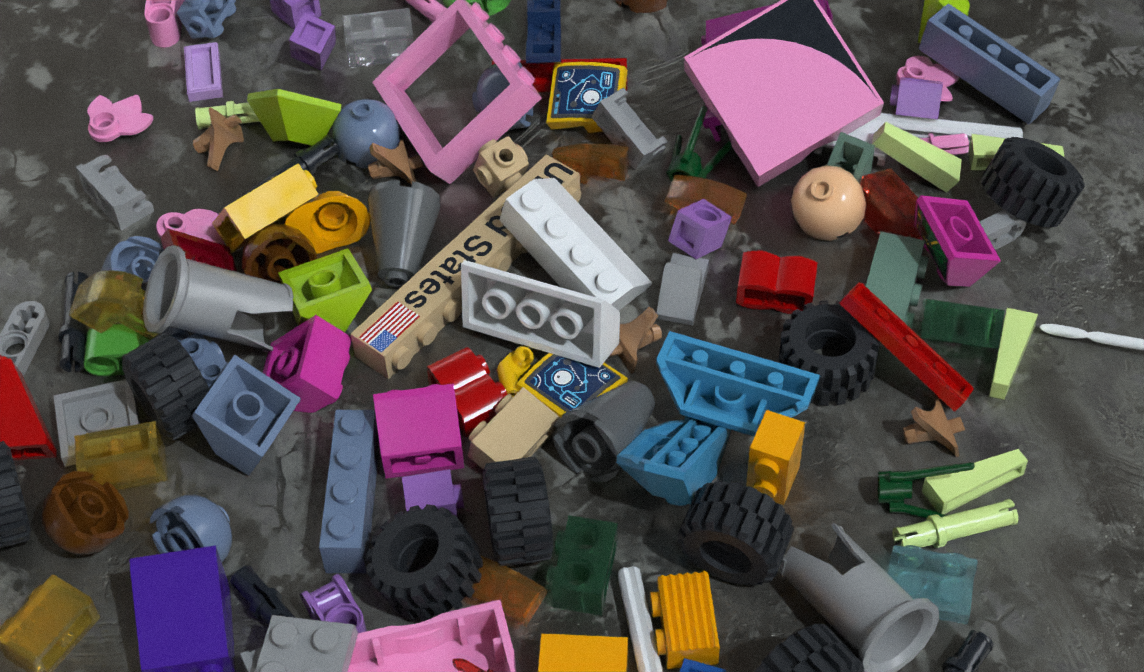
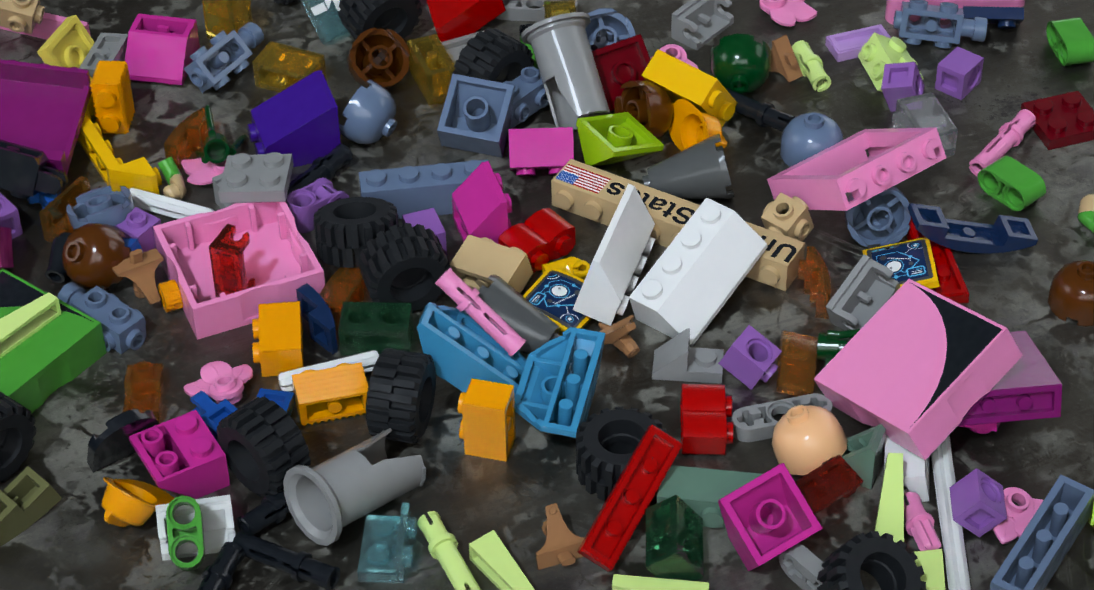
camera: 80 degrees right, 10 degrees down
(232, 163) = (741, 62): none -> dark green cylinder
(253, 53) = (882, 51): none -> yellowish green bracket
(293, 115) = (806, 86): lime slope -> none
(393, 162) = (777, 158): medium nougat piece -> none
(565, 617) = (319, 316): none -> dark blue slope
(621, 437) = (464, 296): none -> bright pink pin
(778, 212) = (755, 416): none -> light grey beam
(897, 486) = (485, 518): dark green plant -> none

